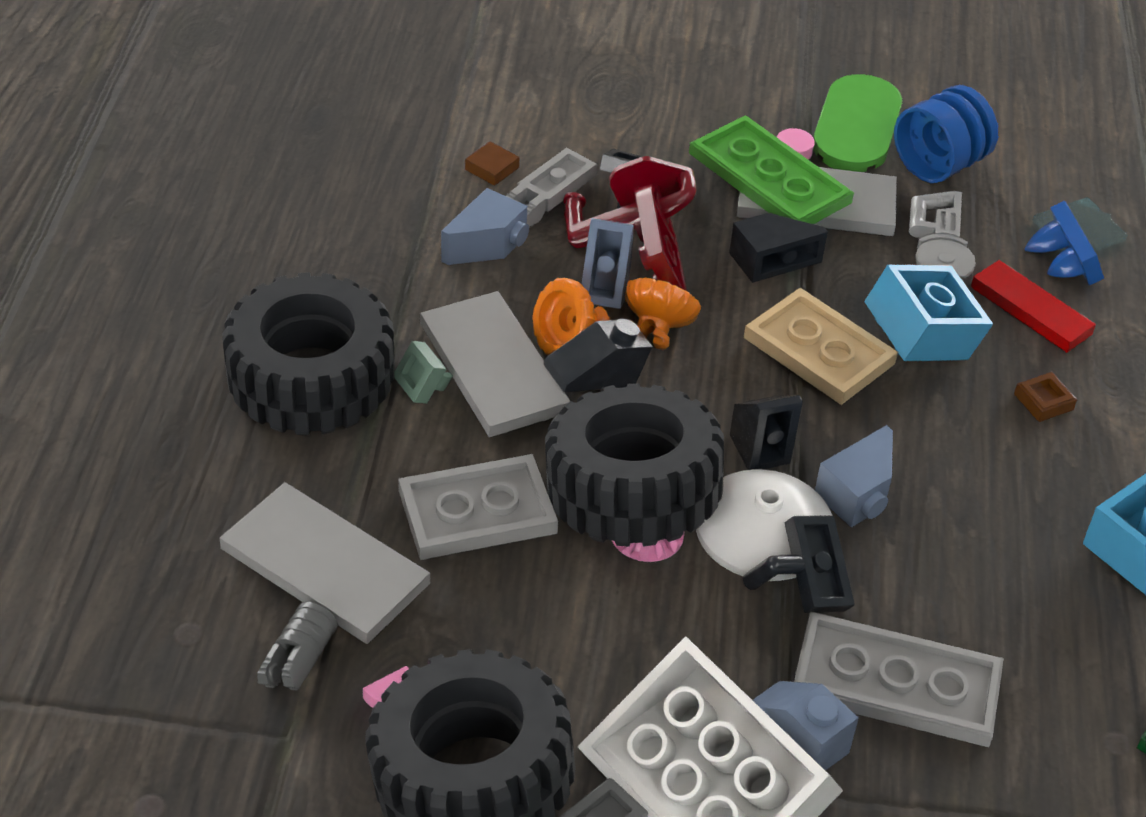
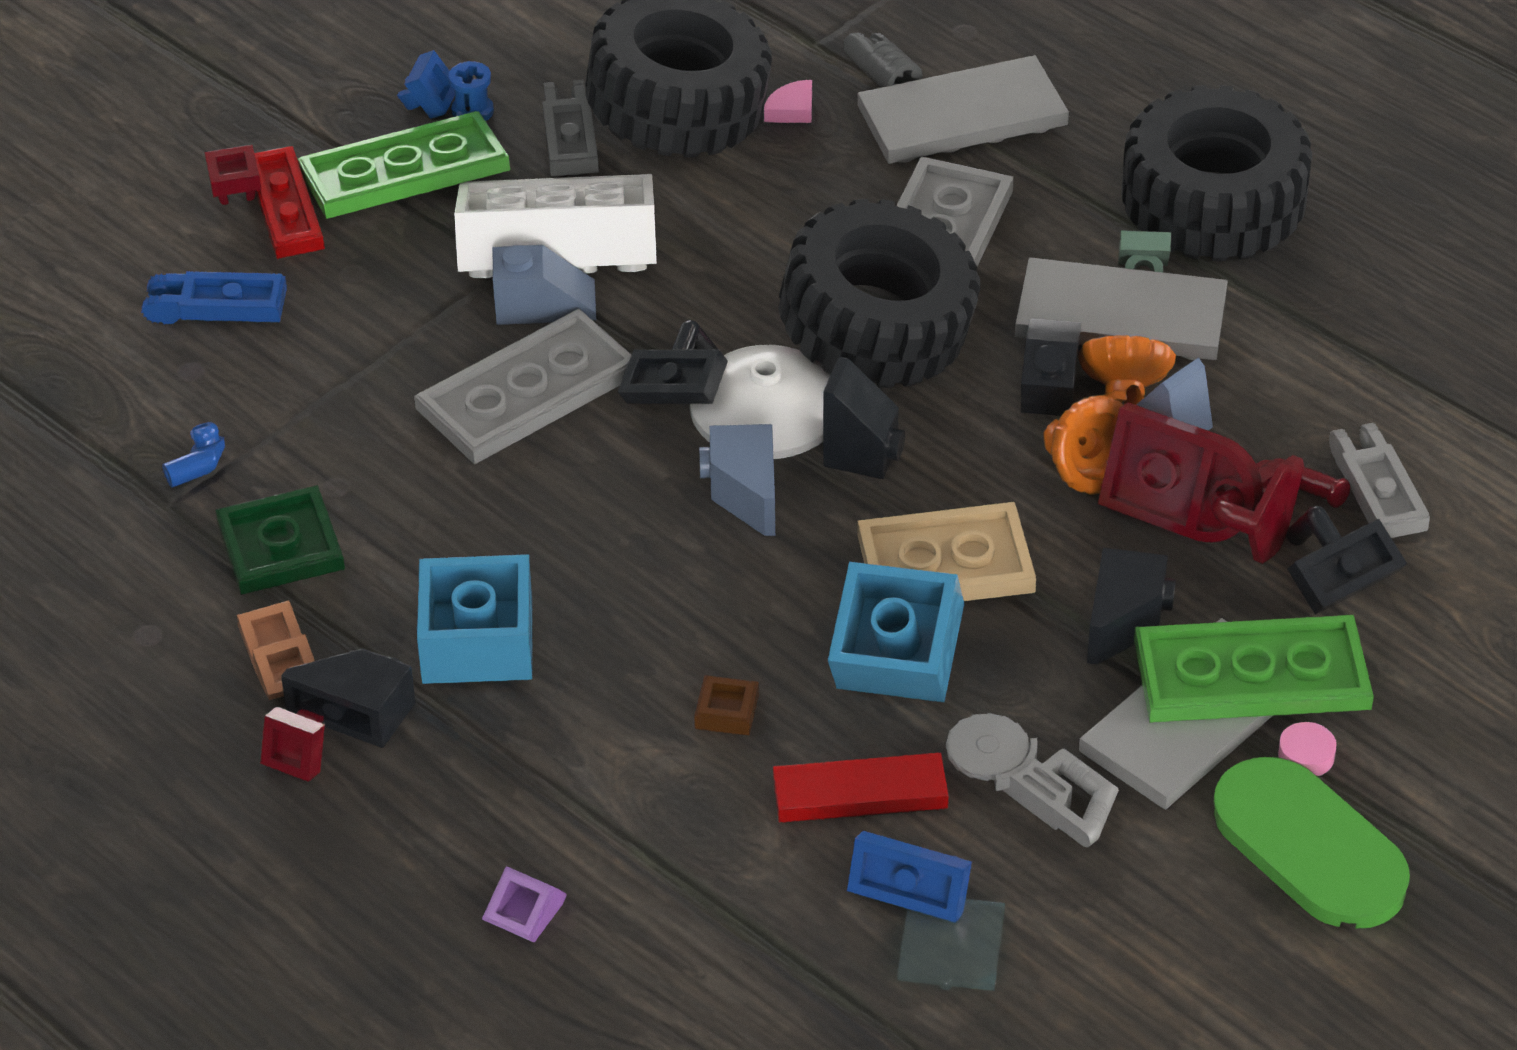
camera: 130 degrees right, 0 degrees up
(485, 230) = (1333, 389): sand blue slope -> none
(492, 163) = (1462, 463): reddish brown tile -> none
(946, 133) = (1182, 851): blue wheel -> none

